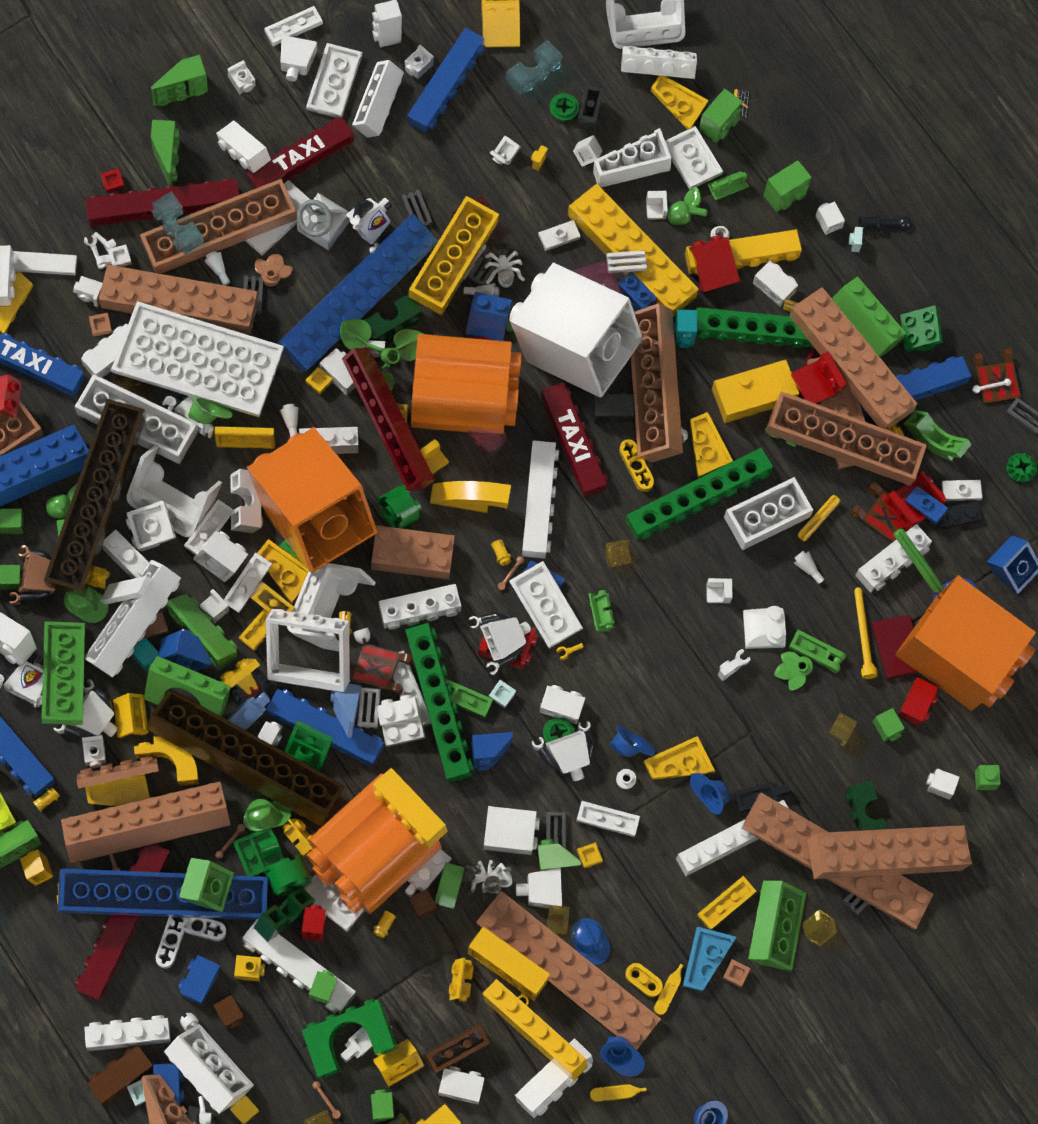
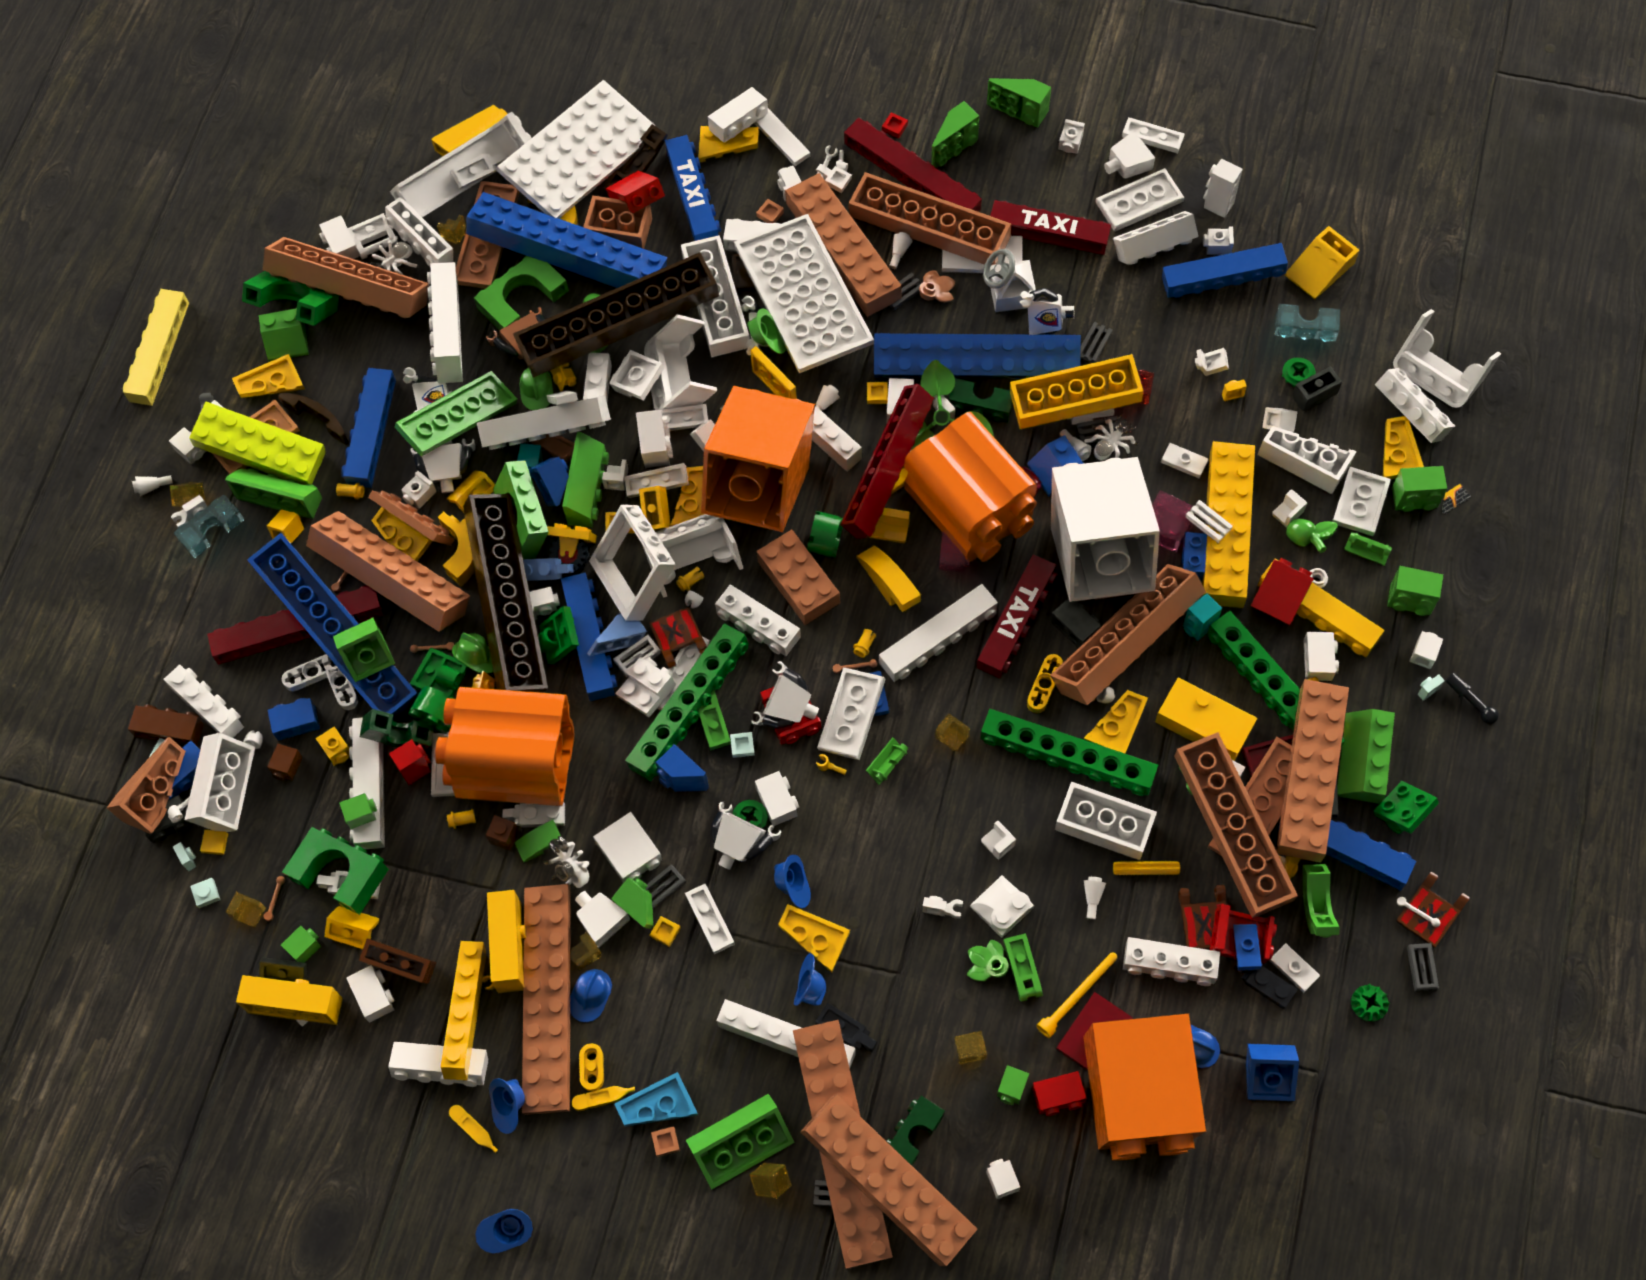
camera: 60 degrees right, 5 degrees down
(185, 236) = (899, 171): clear light blue arch -> none
(243, 147) = (1011, 181): white brick -> none
(410, 808) = (546, 735): yellow brick -> none
(461, 970) = (456, 922): yellow hinge -> none
(623, 784) = (759, 911): white plate -> none
(726, 903) = (722, 1080): yellow plate -> none
(819, 379) = (1264, 758): red bracket -> none
(918, 560) = (1187, 975): bright green axle -> none
(987, 777) = (1045, 1214): bright green brick -> none

